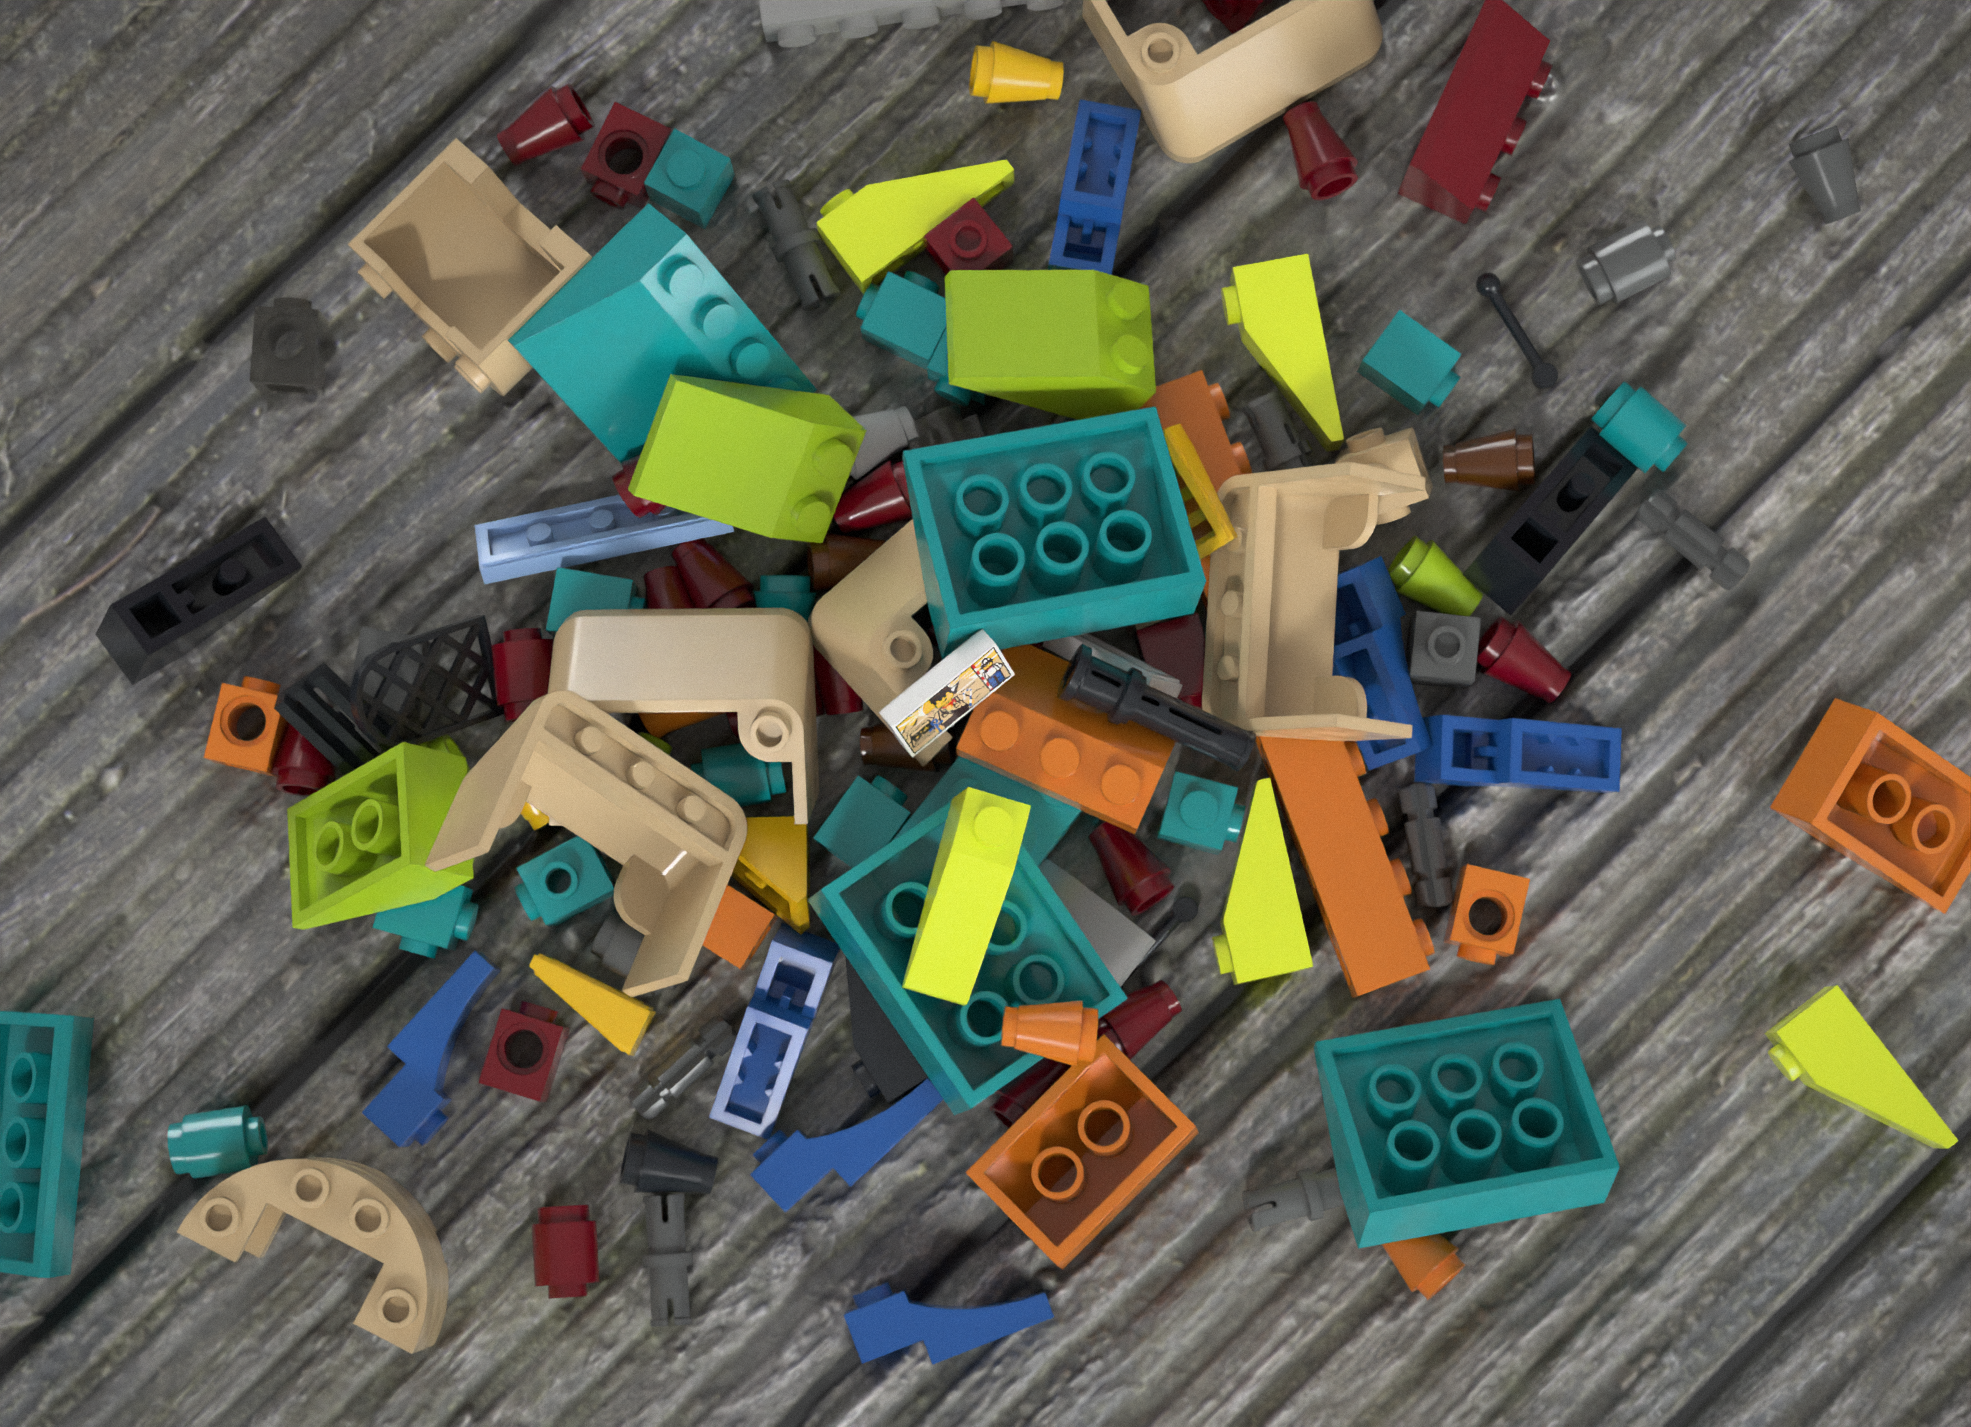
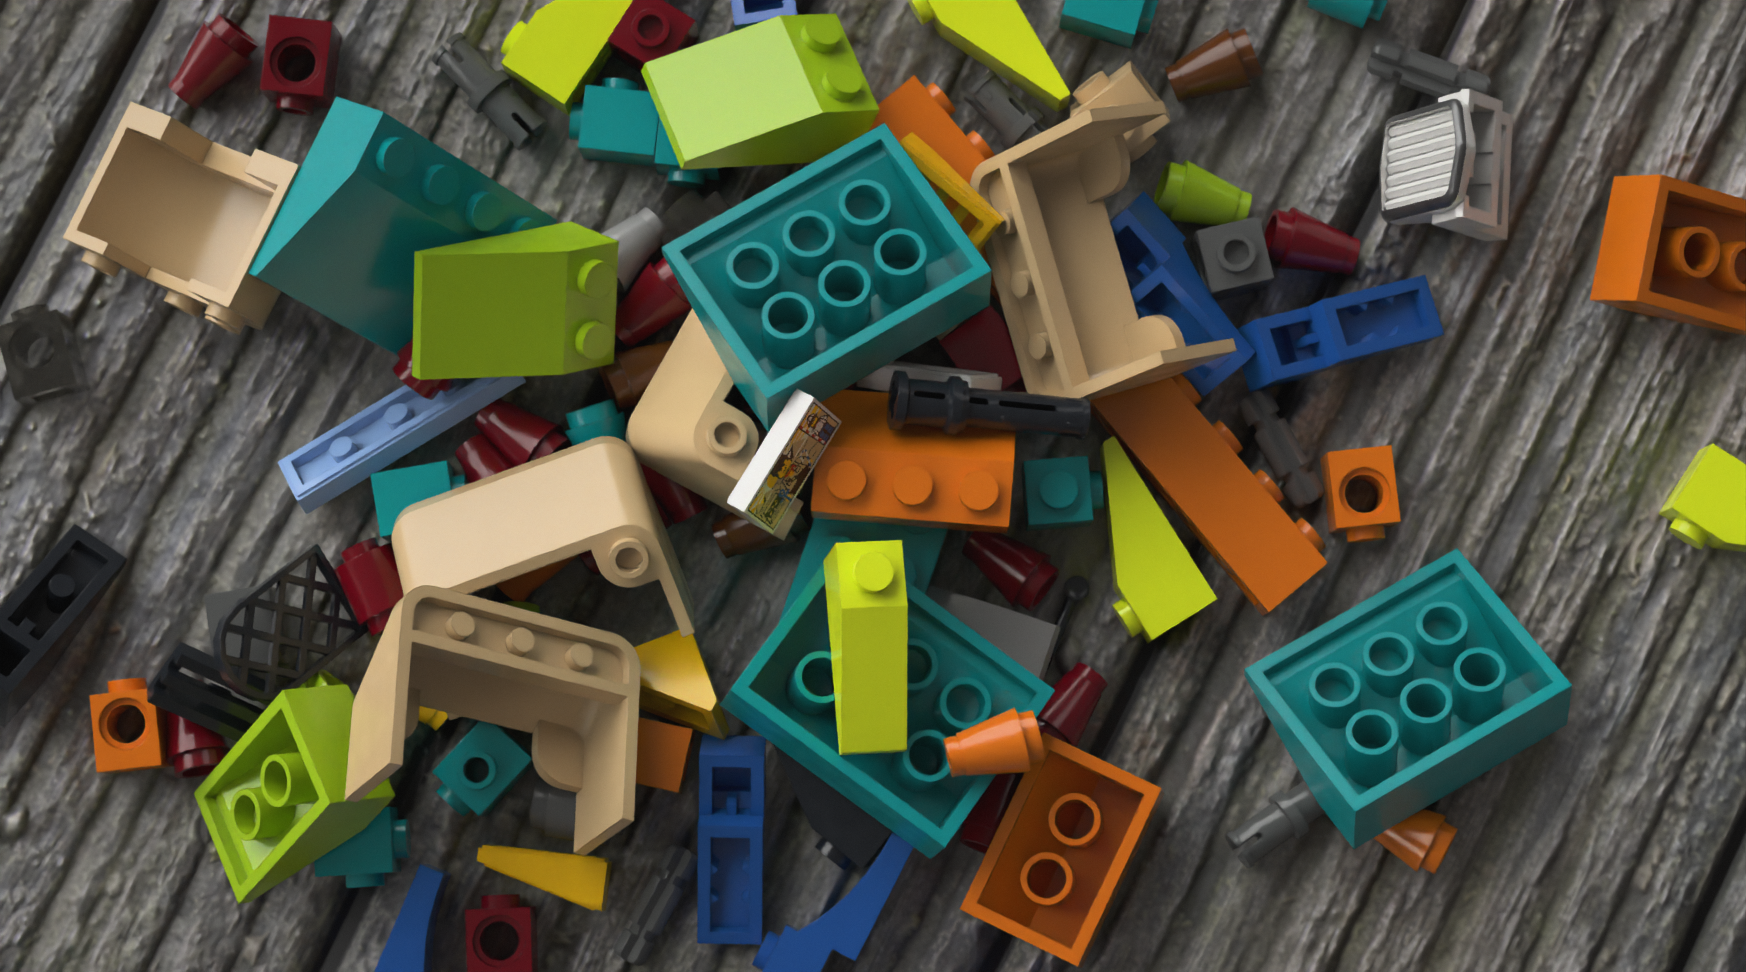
camera: 20 degrees left, 0 degrees up
(689, 178) = (366, 63): teal brick -> none
(740, 774) = (613, 607): teal brick -> none
(863, 820) = (745, 611): teal brick -> none
(1550, 521) = (1290, 104): black slope -> none
(1681, 634) = (1449, 166): none -> white piece

